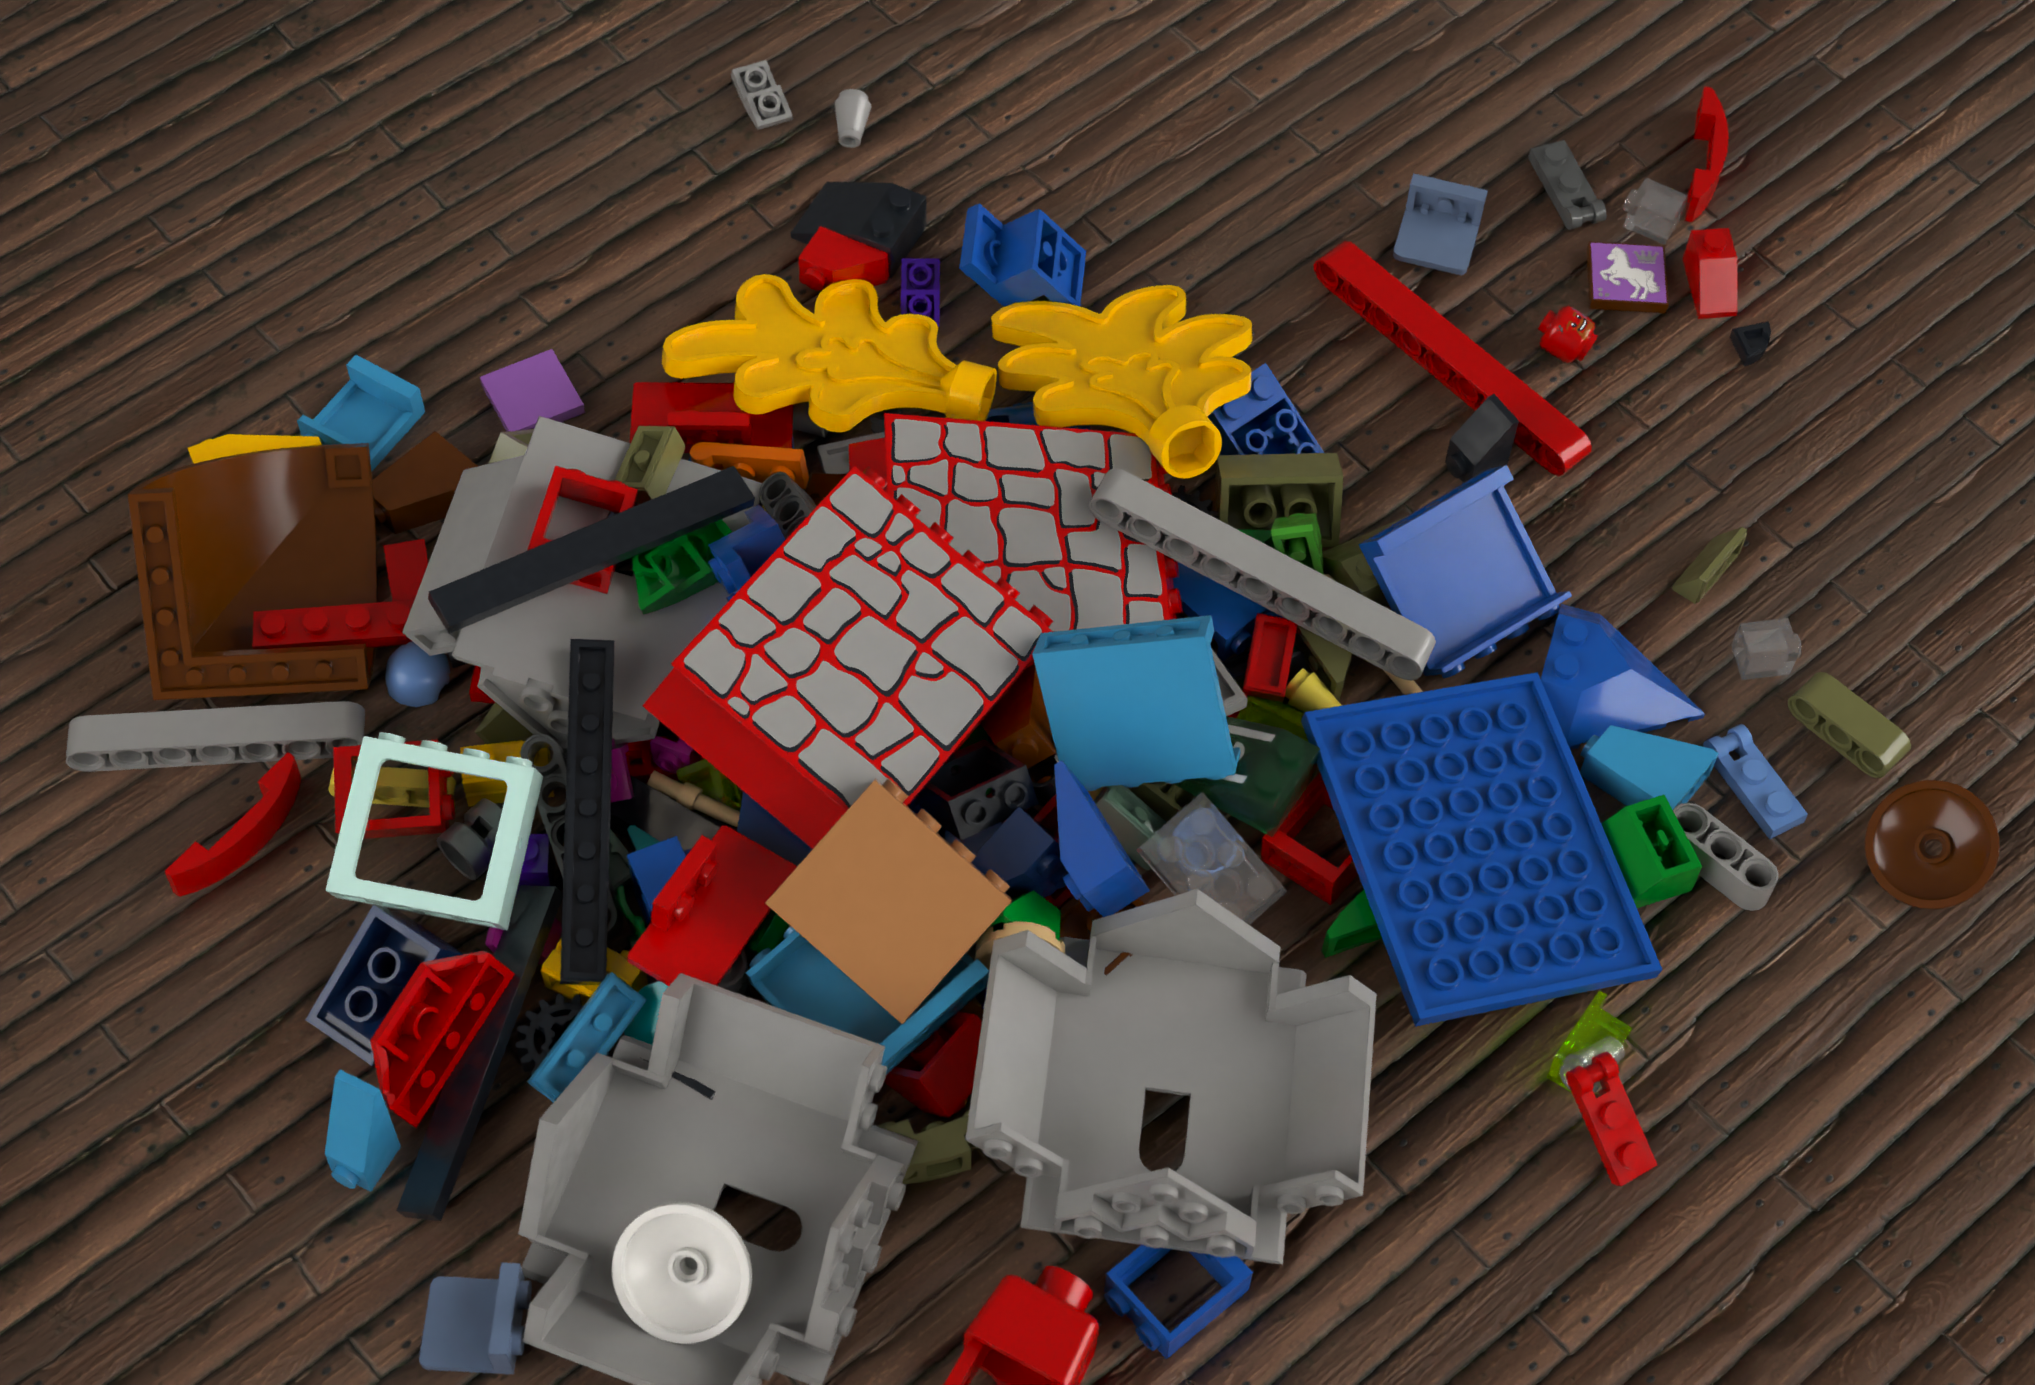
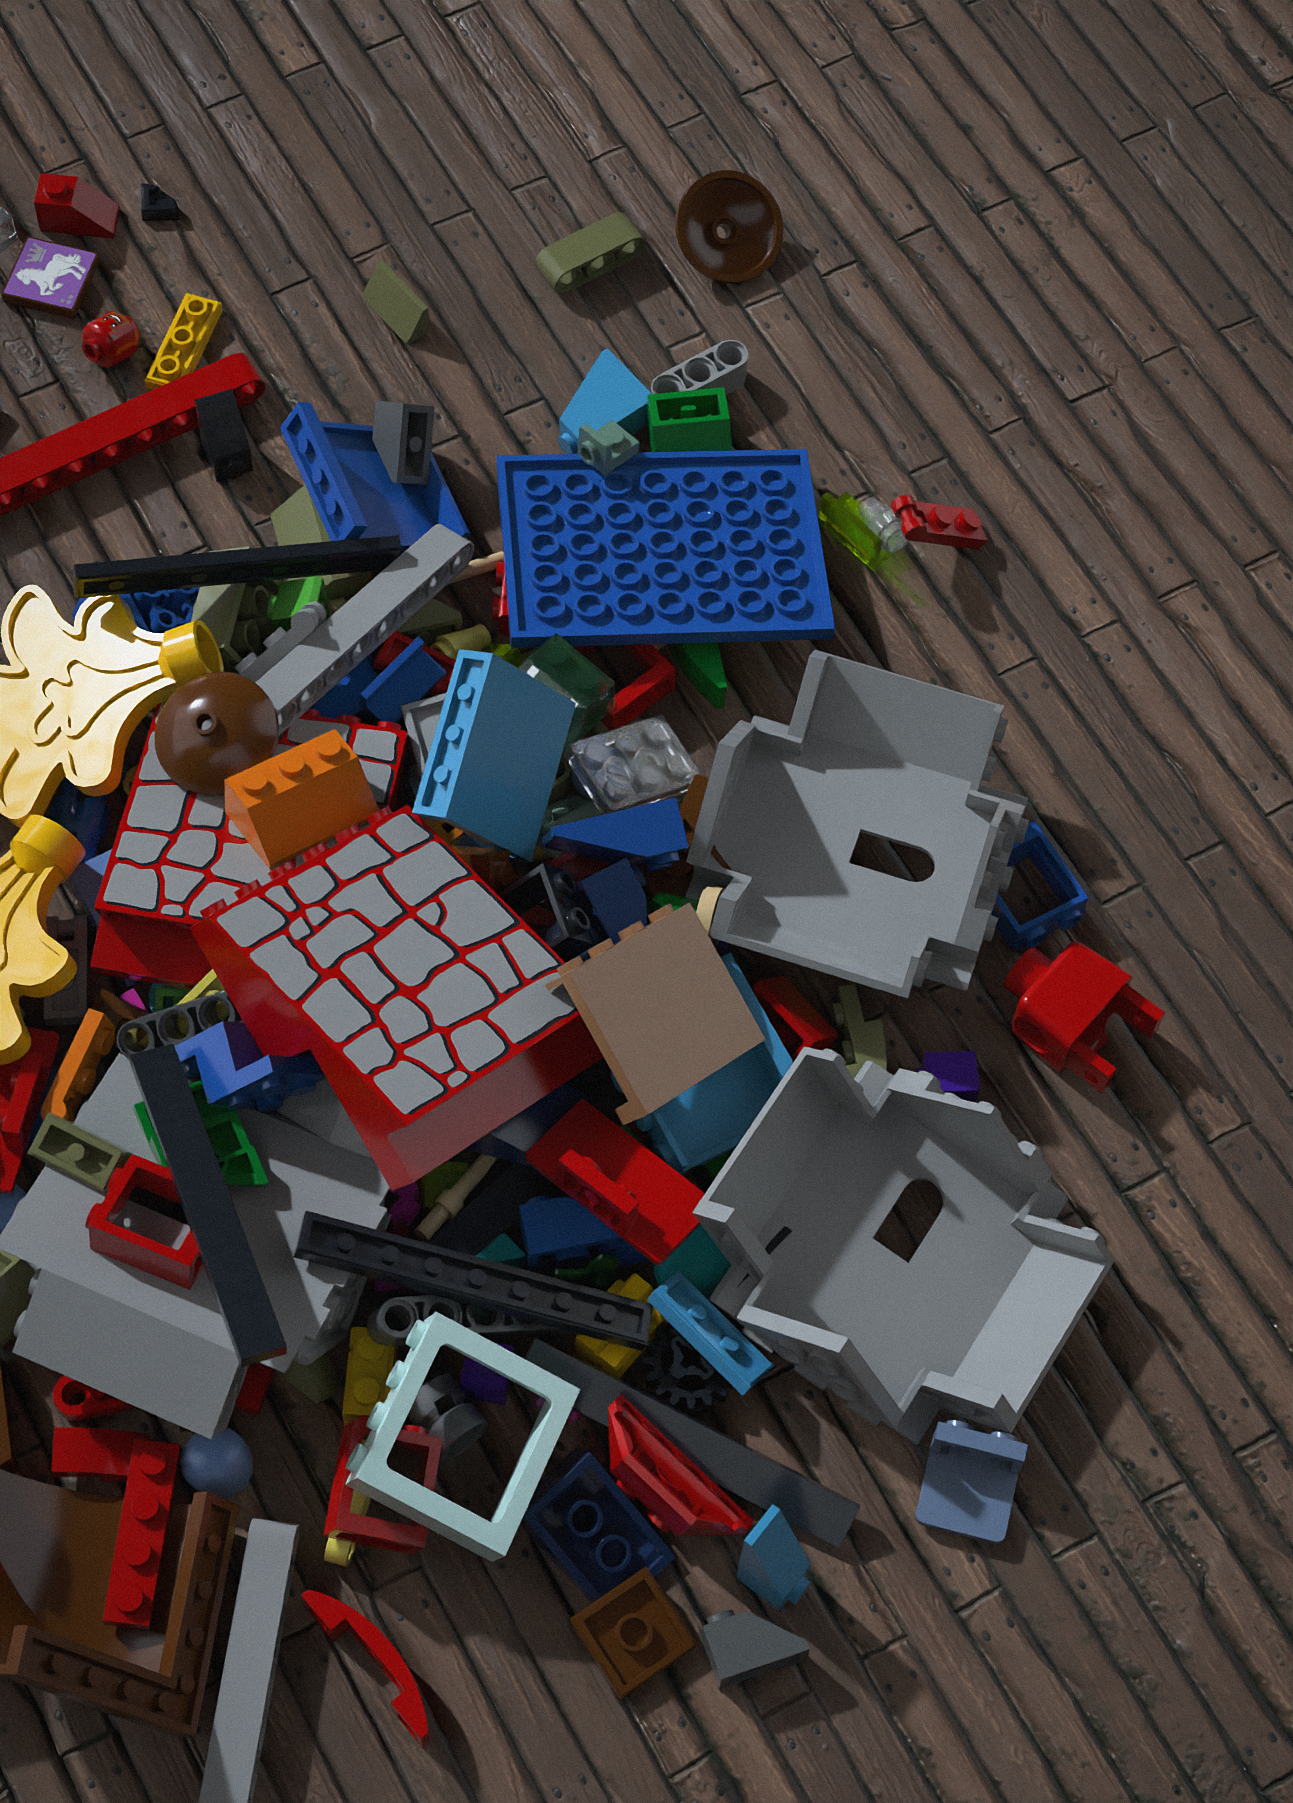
camera: 80 degrees left, 5 degrees up
(284, 1138) = (748, 1647): none -> dark grey slope
(291, 1039) = (632, 1633): none -> reddish brown tile
(665, 1293) = (969, 1279): white dish -> none
(925, 1236) = (955, 1072): none -> dark purple brick
(1047, 553) = (299, 798): none -> orange slope
(1098, 471) = (240, 734): none -> reddish brown dish
(1239, 637) = (402, 682): none -> blue panel
(1244, 519) = (282, 642): none -> light grey plate
(1306, 463) = (234, 566): none -> black tile
(1528, 590) = (404, 440): none -> dark grey slope
(1581, 766) = (606, 446): none -> sand green bracket
(1596, 398) = (184, 340): none -> yellow tile
(1605, 681) = (500, 414): blue wedge -> none
(1756, 782) = (626, 337): medium blue plate -> none
(1766, 648) = (499, 288): clear brick -> none

